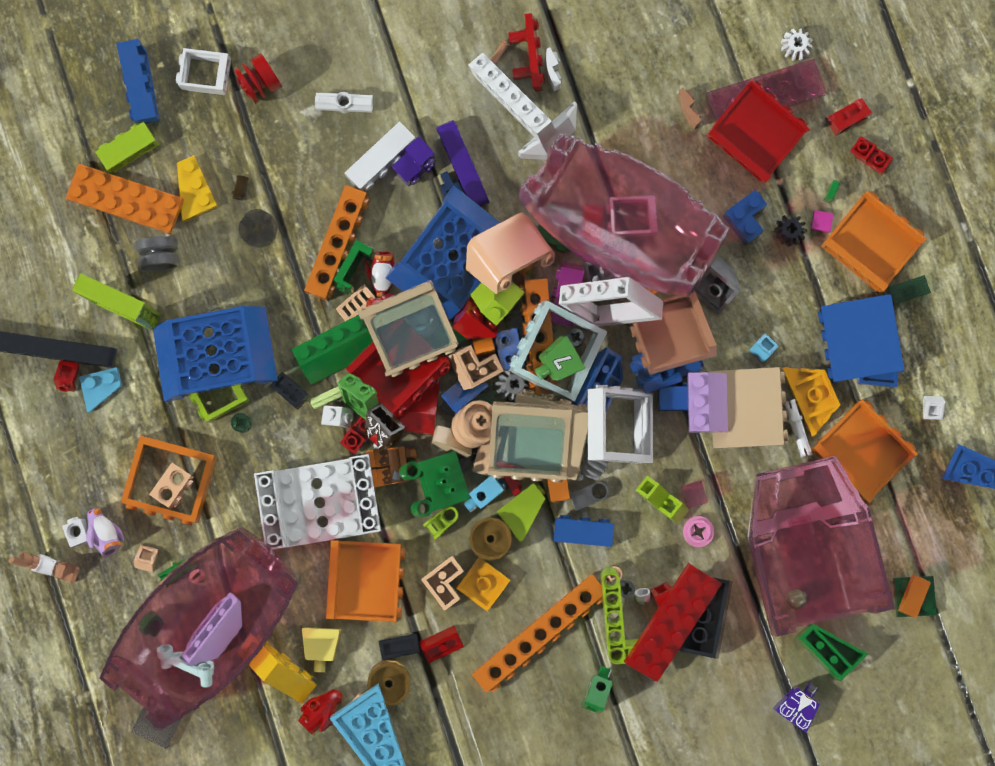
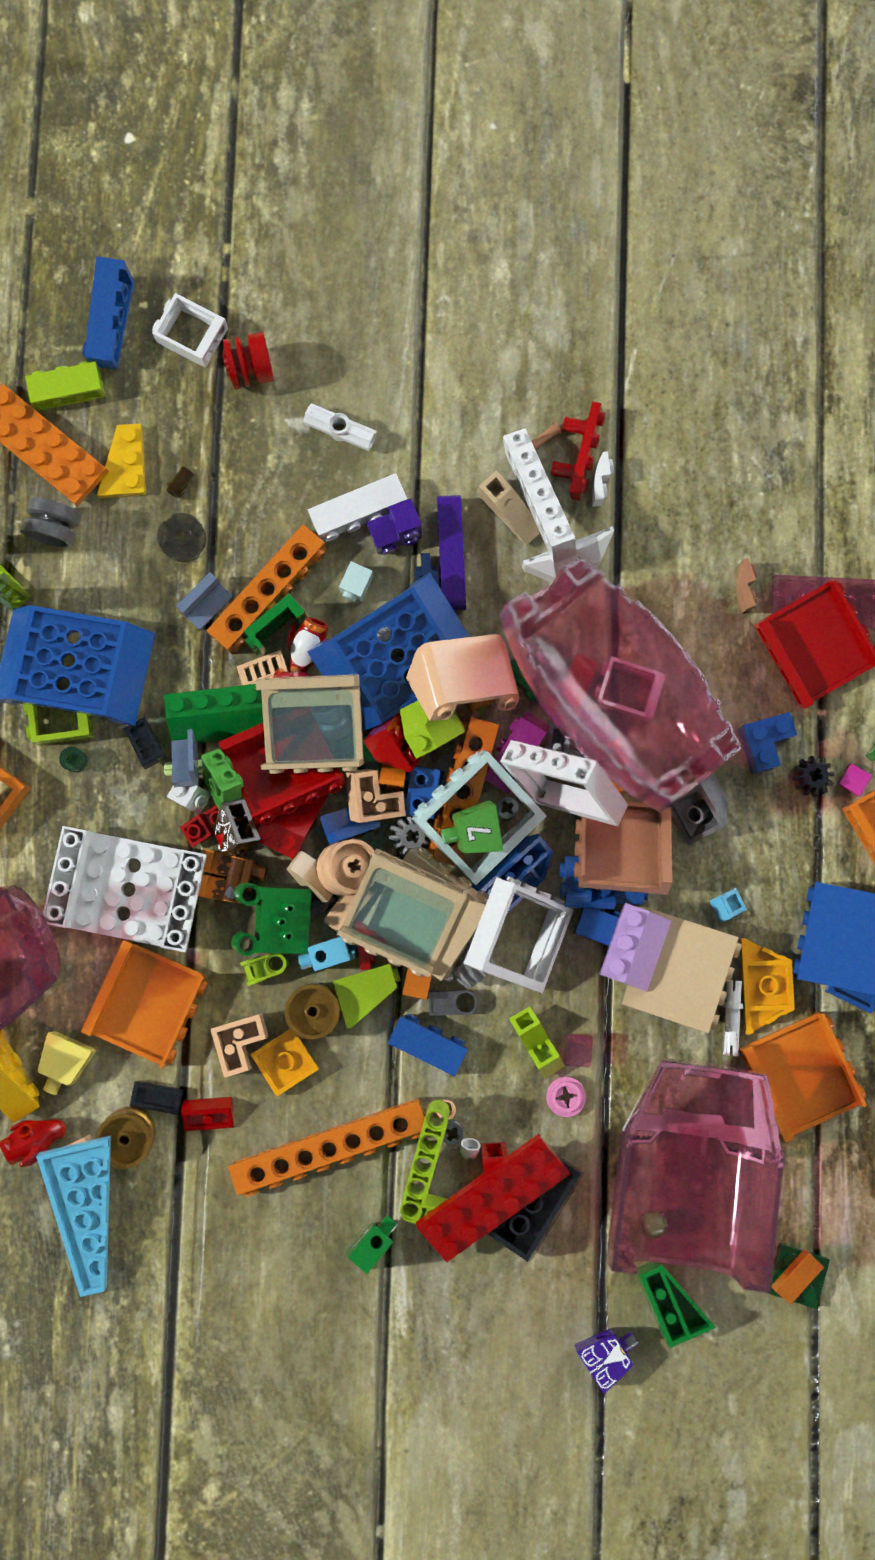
camera: 15 degrees right, 0 degrees up
(293, 269) = (204, 601): none -> sand blue panel
(325, 392) = (185, 761): none -> sand blue panel
(400, 213) = (355, 582): none -> light aqua brick
(492, 115) = (508, 507): none -> tan slope

